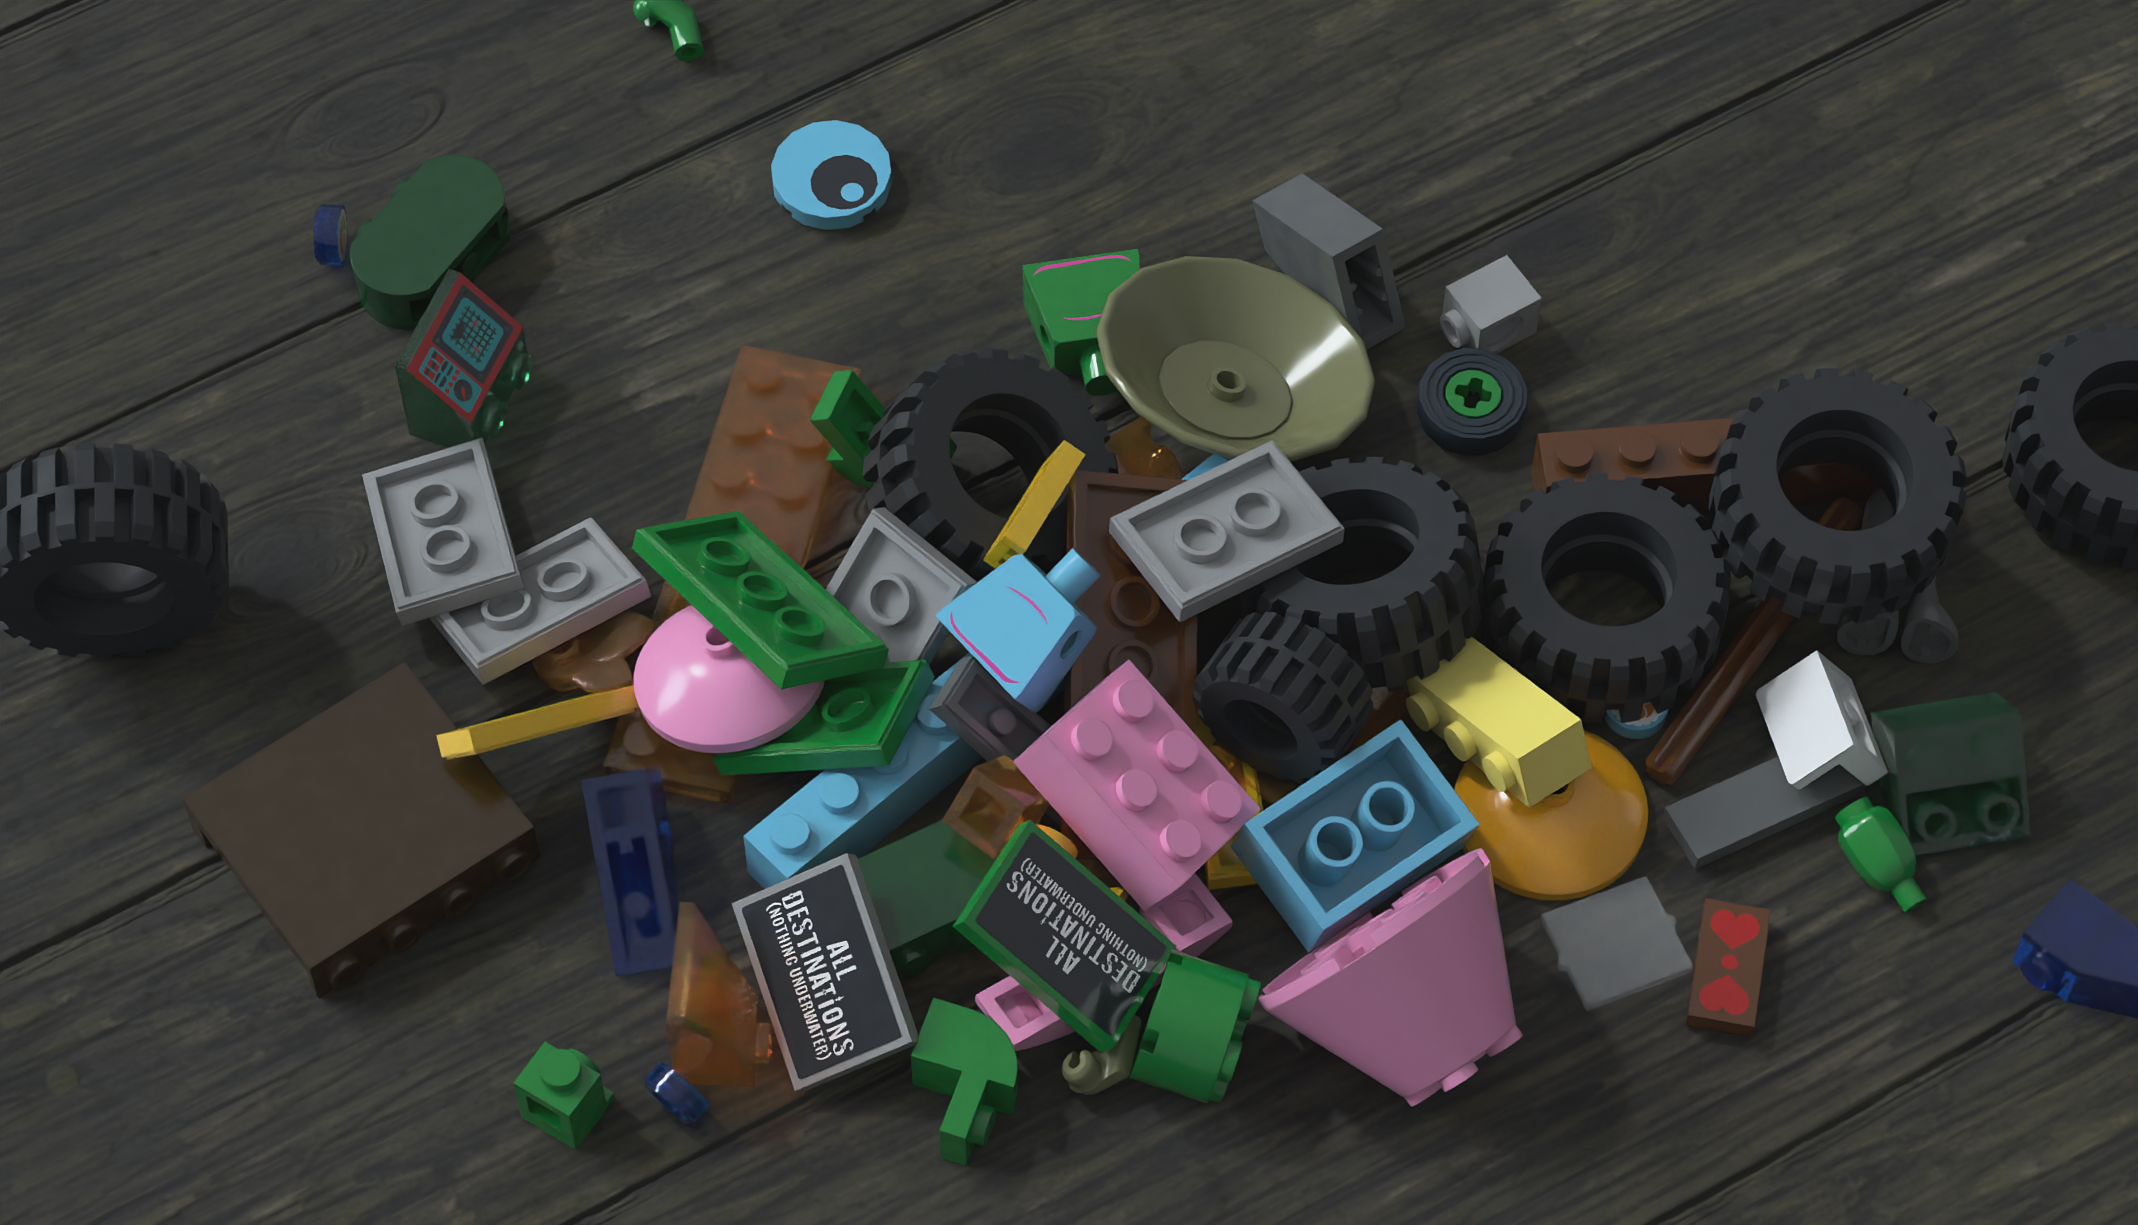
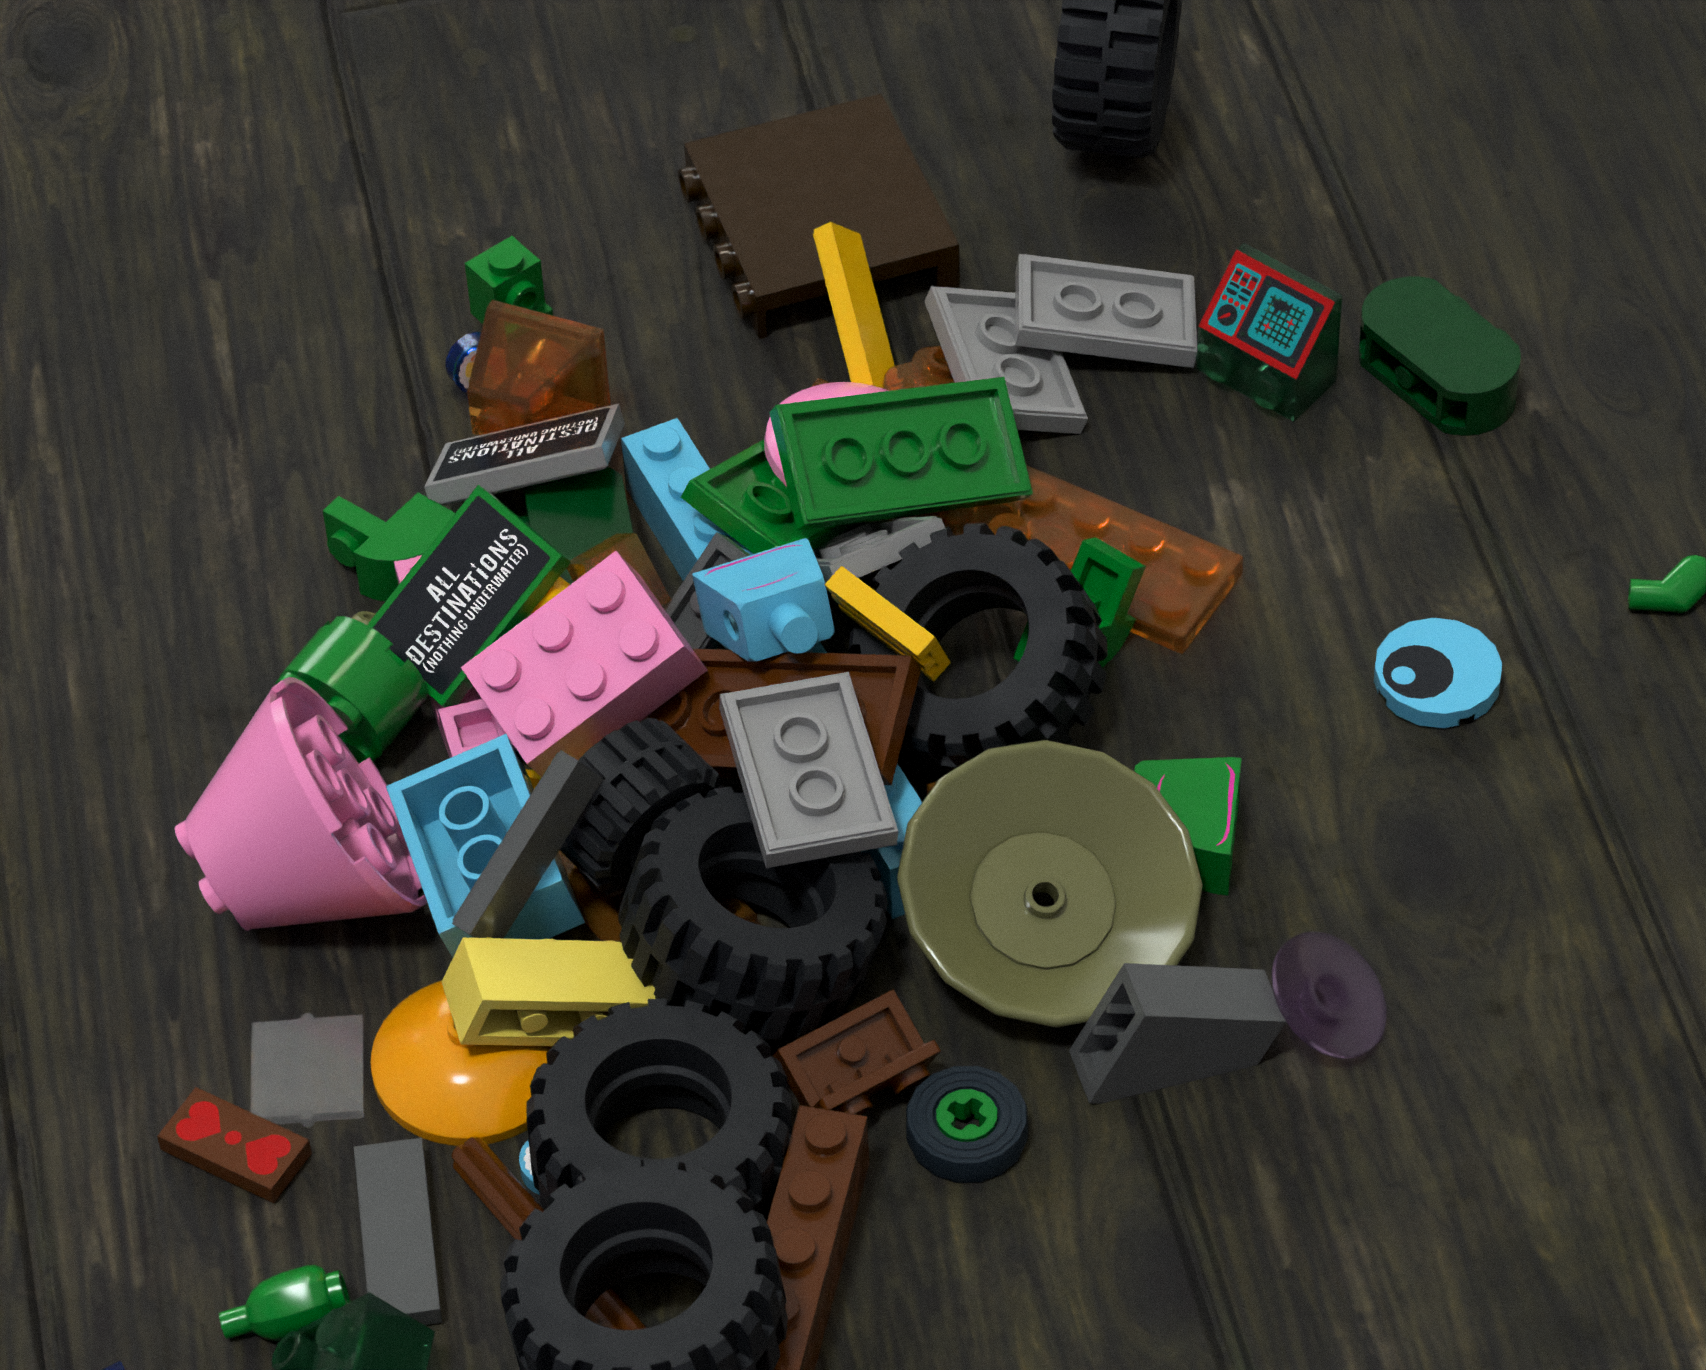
camera: 110 degrees right, 10 degrees down
(330, 234) = (1475, 285): clear blue tile -> none
(634, 867) = (713, 373): clear blue slope -> none
(1247, 165) = (1329, 995): none -> clear purple dish
(1411, 723) = (528, 848): none -> dark grey tile
(1477, 474) = (858, 1057): none -> reddish brown bracket
(1490, 308) = (1068, 1161): light grey brick -> none
(1819, 723) = (443, 1289): white panel -> none

